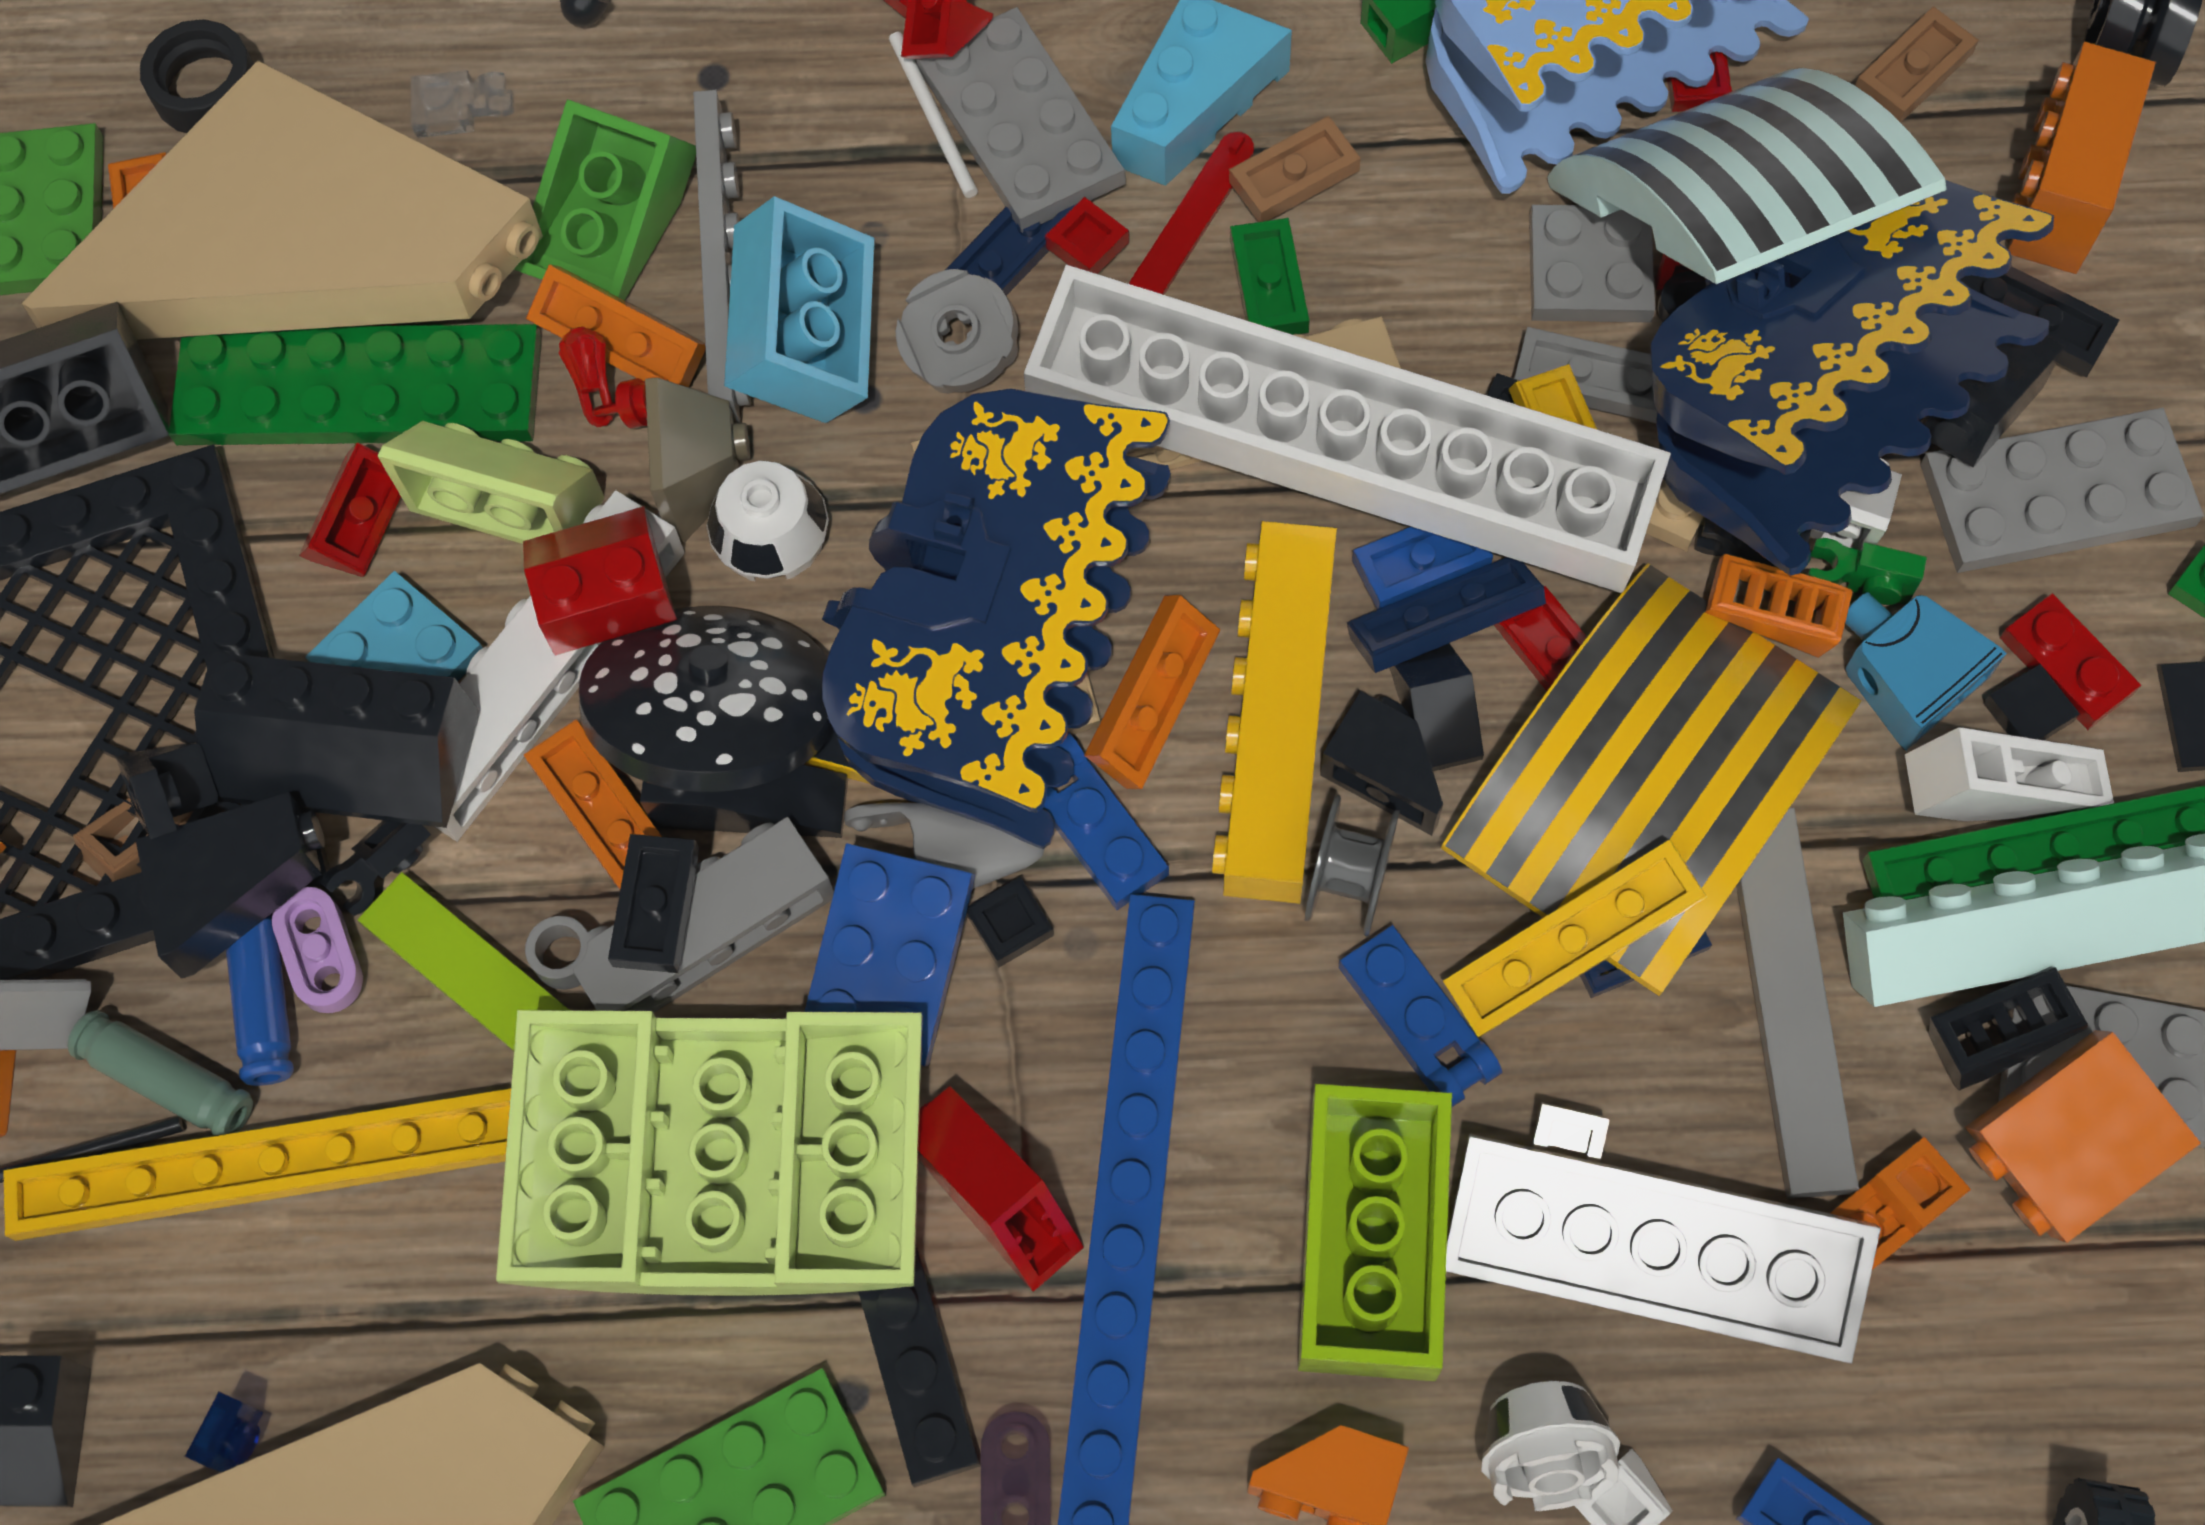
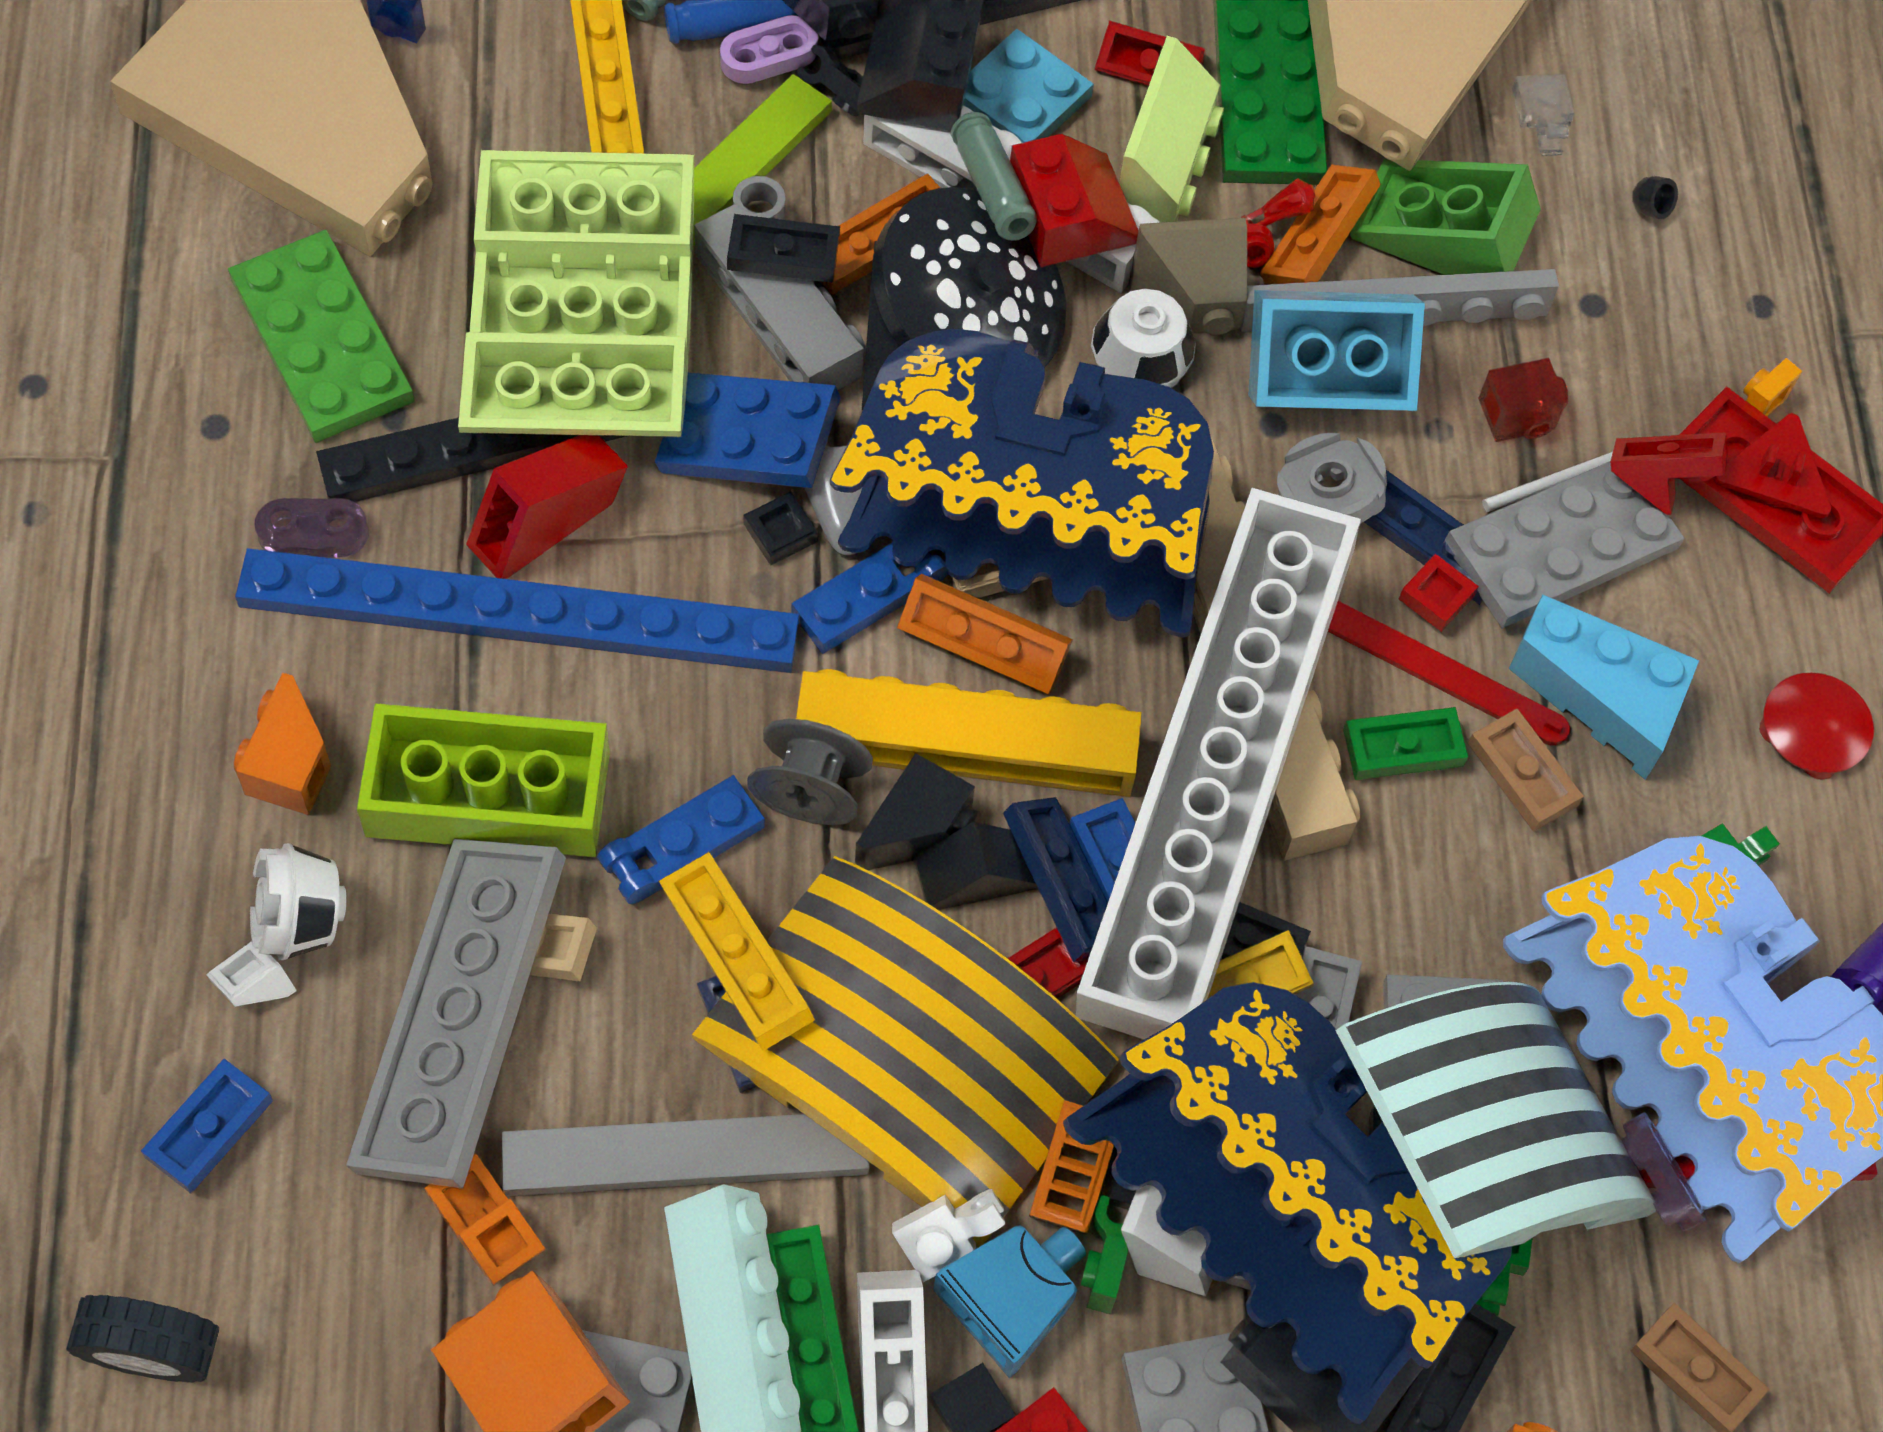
camera: 80 degrees right, 5 degrees down
(564, 657) = (994, 176): none -> sand green axle
(850, 142) = (1523, 400): none -> clear red brick
(1726, 75) = (1674, 1196): none -> clear purple plate
(1866, 725) = (942, 1234): none -> white plate
(2015, 1047) = (631, 1283): black slope -> none

